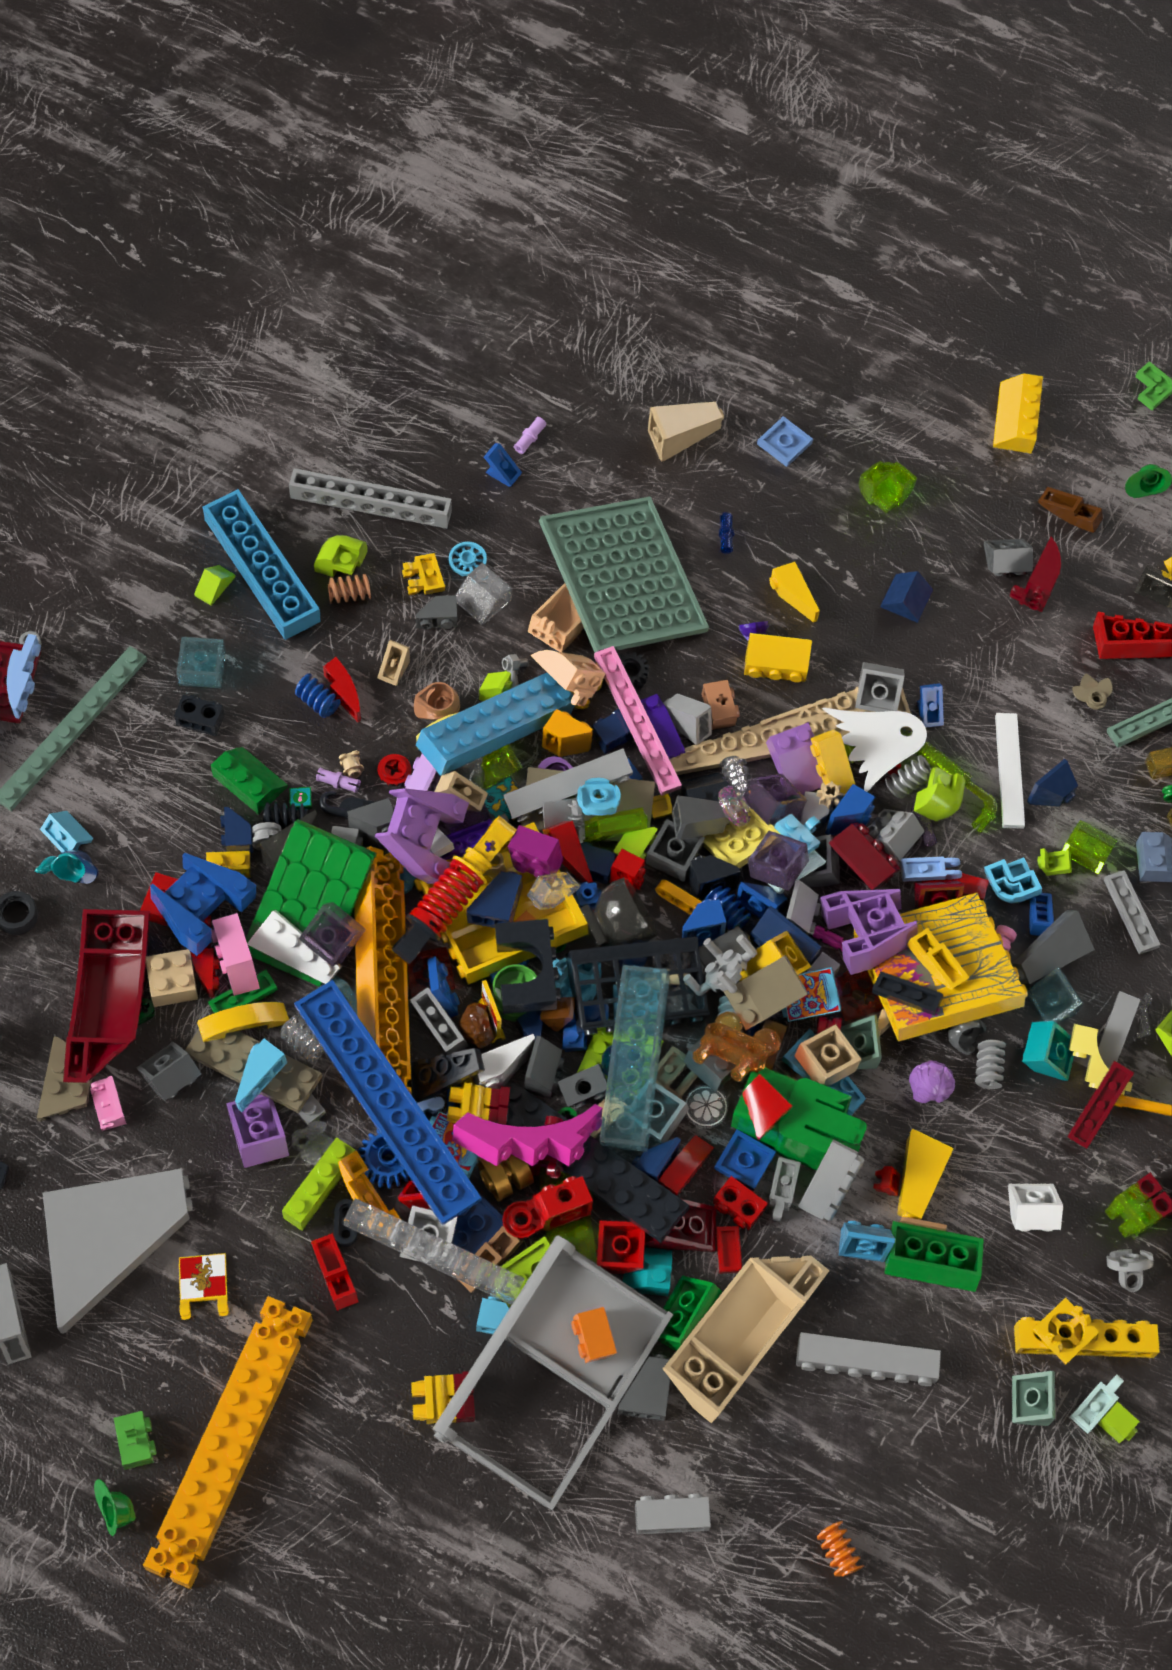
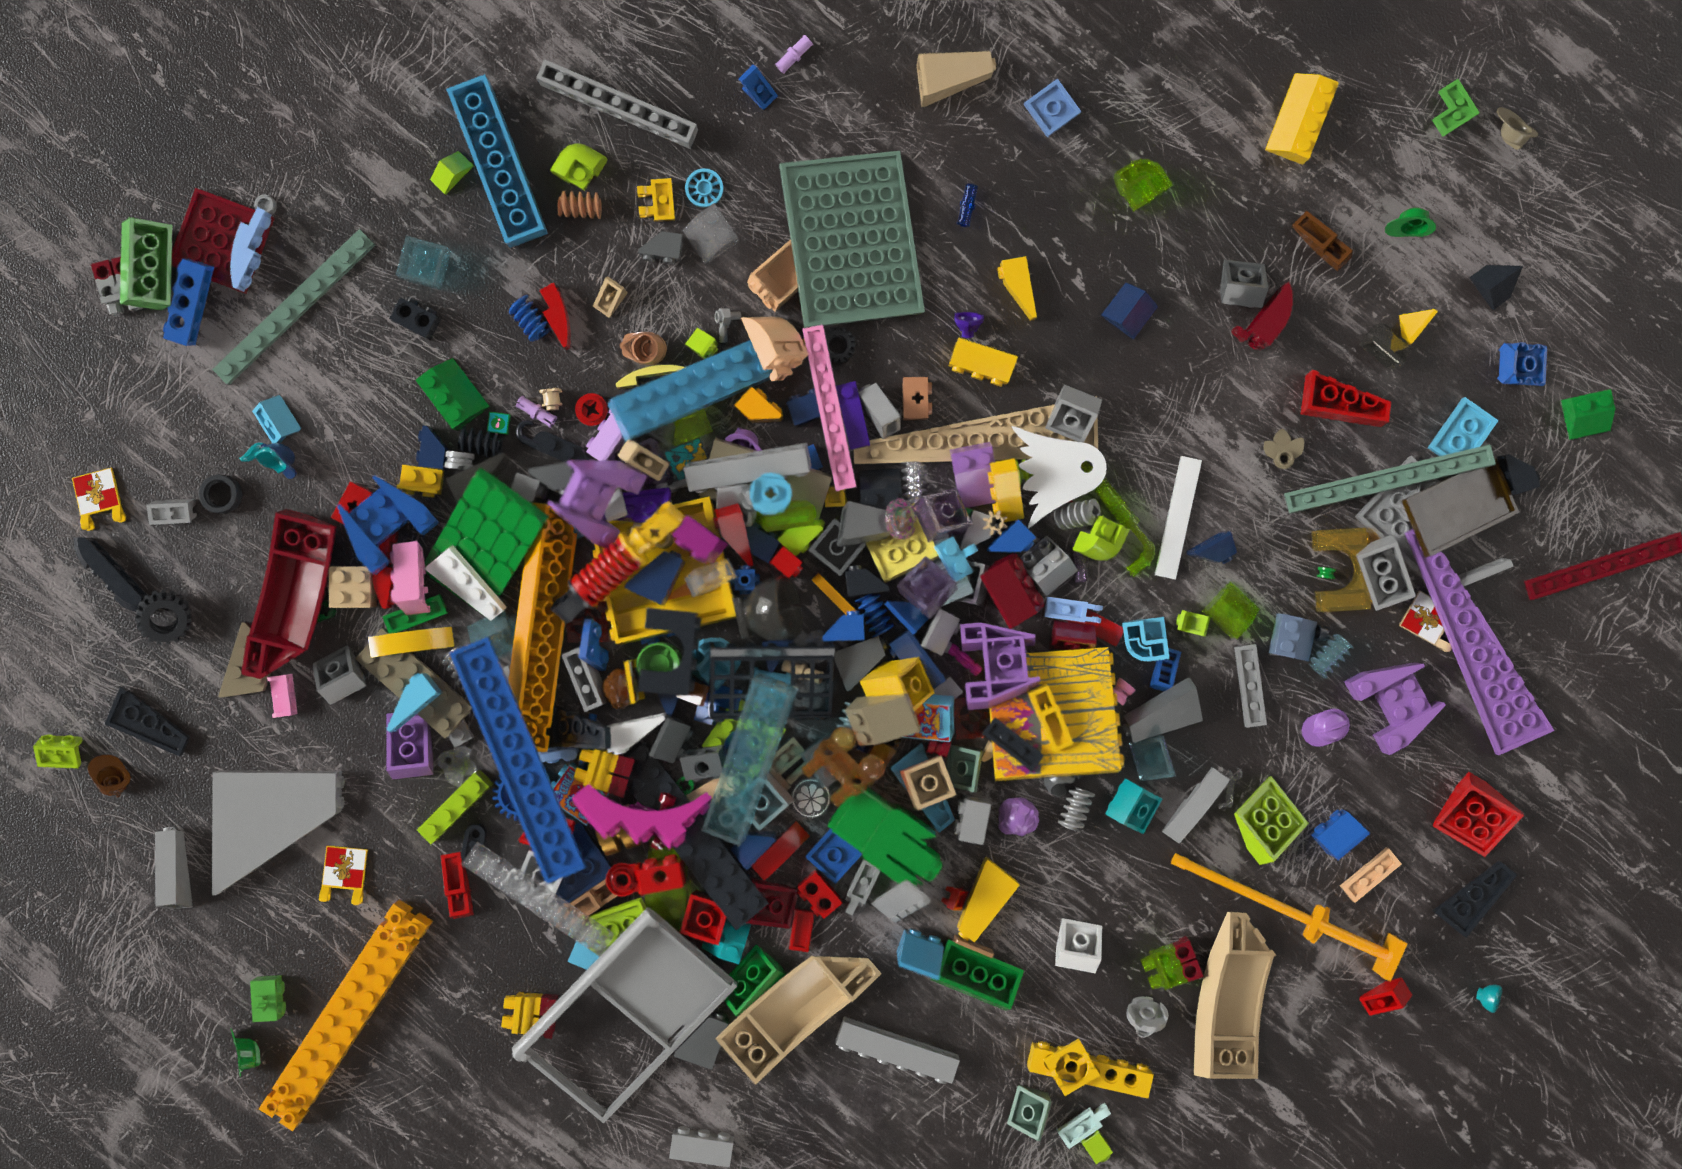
camera: 20 degrees right, 25 degrees up
(332, 934) = (497, 584): brick -> none
(357, 1183) = (495, 828): light orange slope -> none
(593, 1335) = (663, 997): orange brick -> none
(726, 970) = (855, 678): light grey plate -> none
(764, 1105) = (854, 831): red slope -> none
(884, 1089) = (972, 819): none -> light grey brick
(931, 705) = (1120, 438): blue slope -> none
(1085, 1042) = (1171, 838): light yellow arch -> none
(1100, 1104) = (1163, 870): dark red plate -> none

